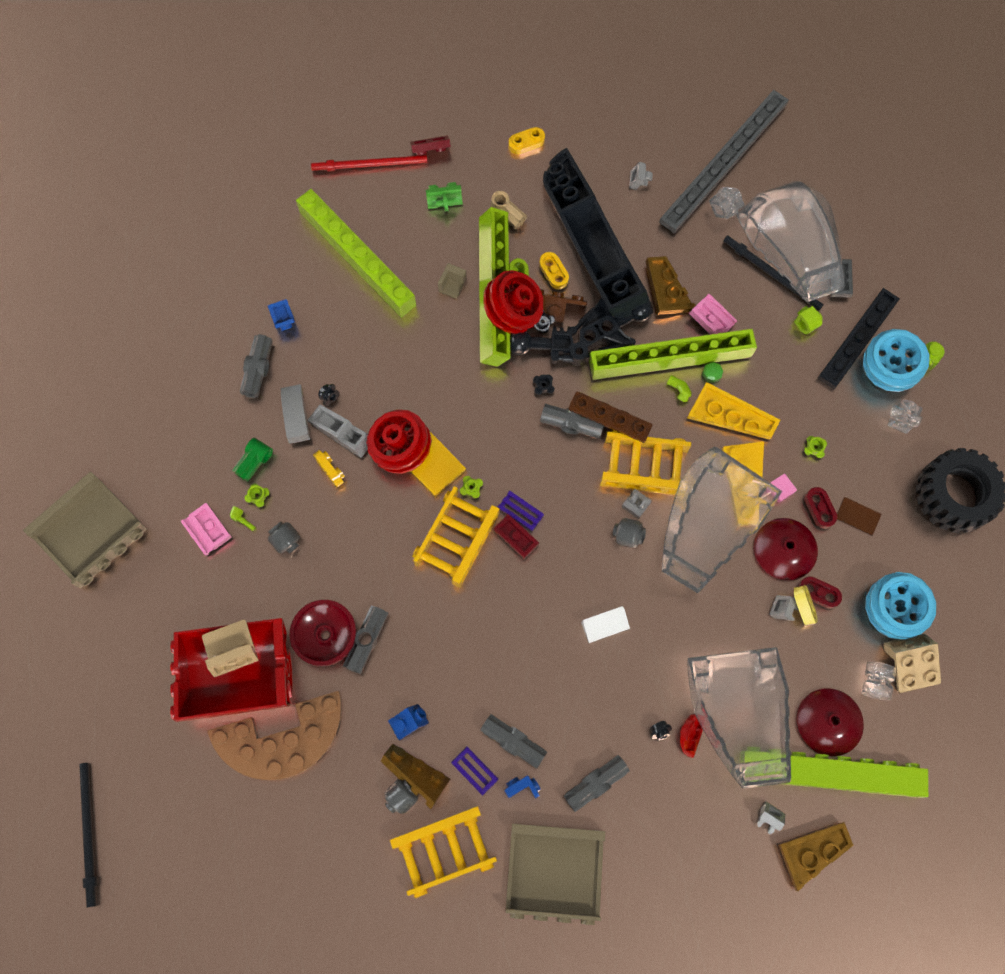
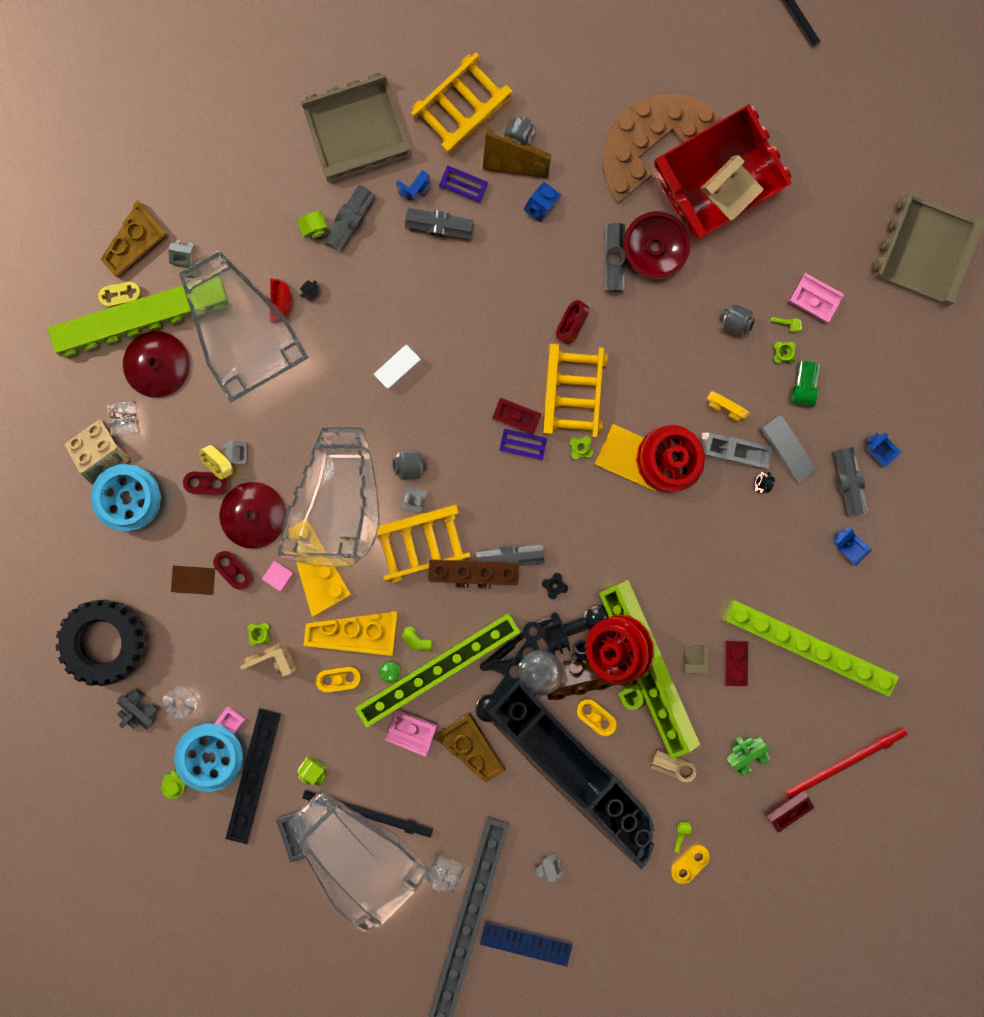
camera: 160 degrees right, 15 degrees up
(216, 380) = (882, 449): none -> blue bracket
(420, 267) = (736, 663): none -> dark red plate
(430, 598) = (572, 321): none -> dark red plate
(521, 165) = (684, 828): none -> lime hand
(586, 313) = (541, 672): none -> clear cylinder
(634, 790) = (312, 224): none -> lime plate
(681, 134) = (526, 944): none -> dark blue tile
(759, 381) = (338, 678): none -> yellow plate
(808, 420) = (282, 664): none -> tan bracket
(843, 808) = (119, 289): none -> light yellow beam
(864, 388) = (230, 719): none -> bright pink tile
(950, 433) = (128, 703): none -> dark grey hips

